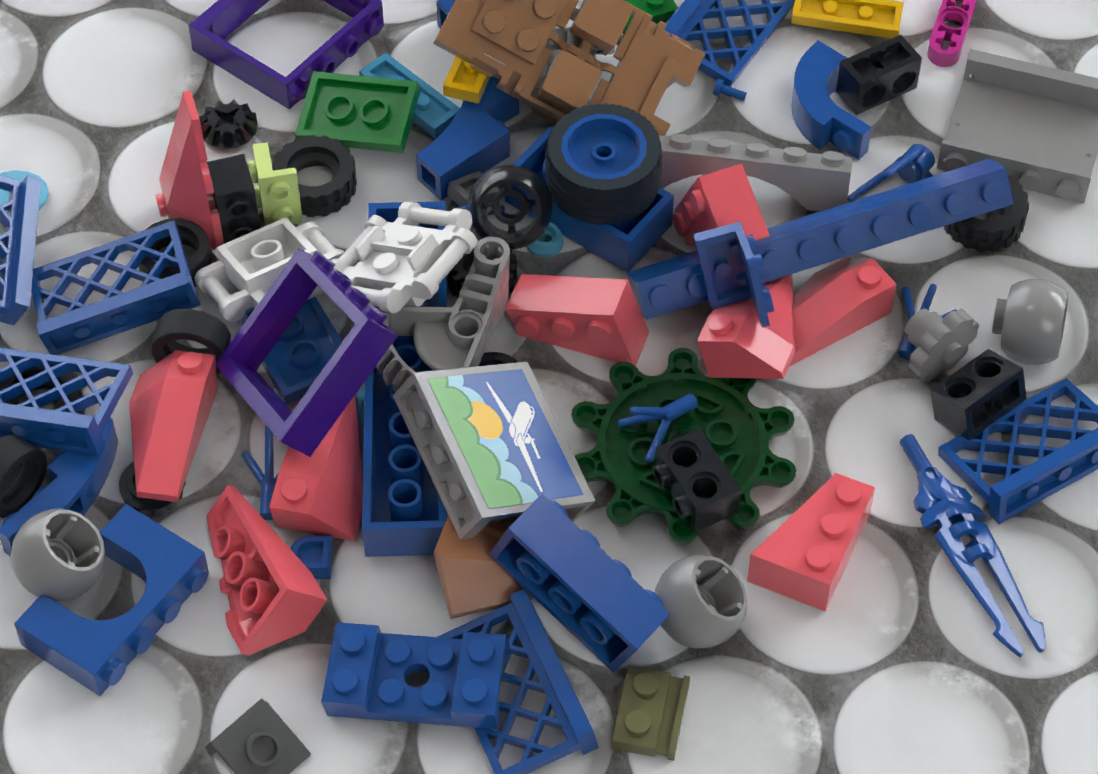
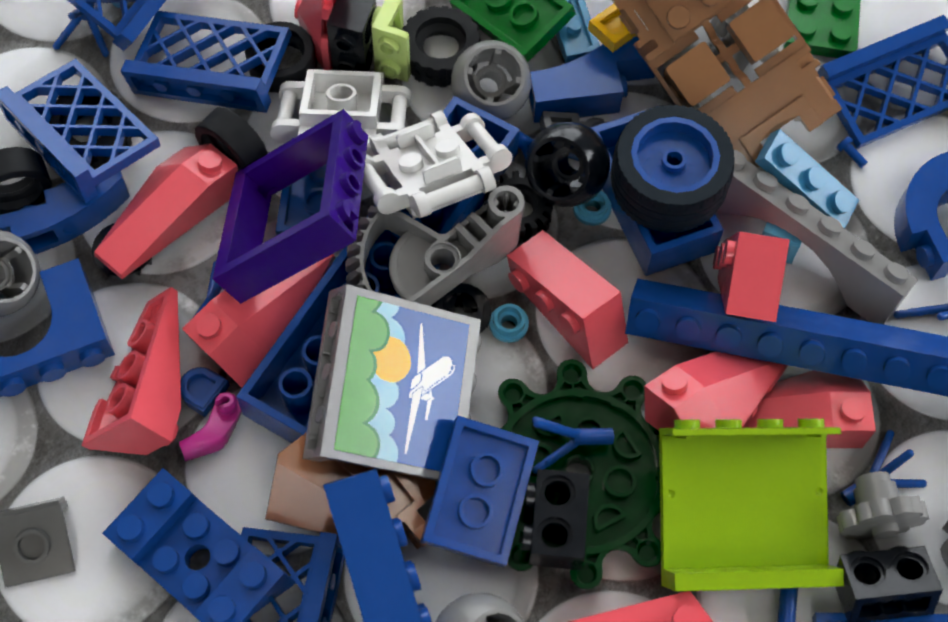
camera: 30 degrees right, 10 degrees up
(353, 580) = (216, 430): none -> dark pink arm
(392, 162) = (468, 88): none -> light grey wheel
(543, 357) = (511, 313): none -> medium azure plate
(620, 491) = (480, 491): none -> blue plate
(706, 123) = (806, 177): none -> dark azure plate
(733, 269) = (714, 338): blue bracket -> none
(832, 388) = (745, 506): none -> lime panel

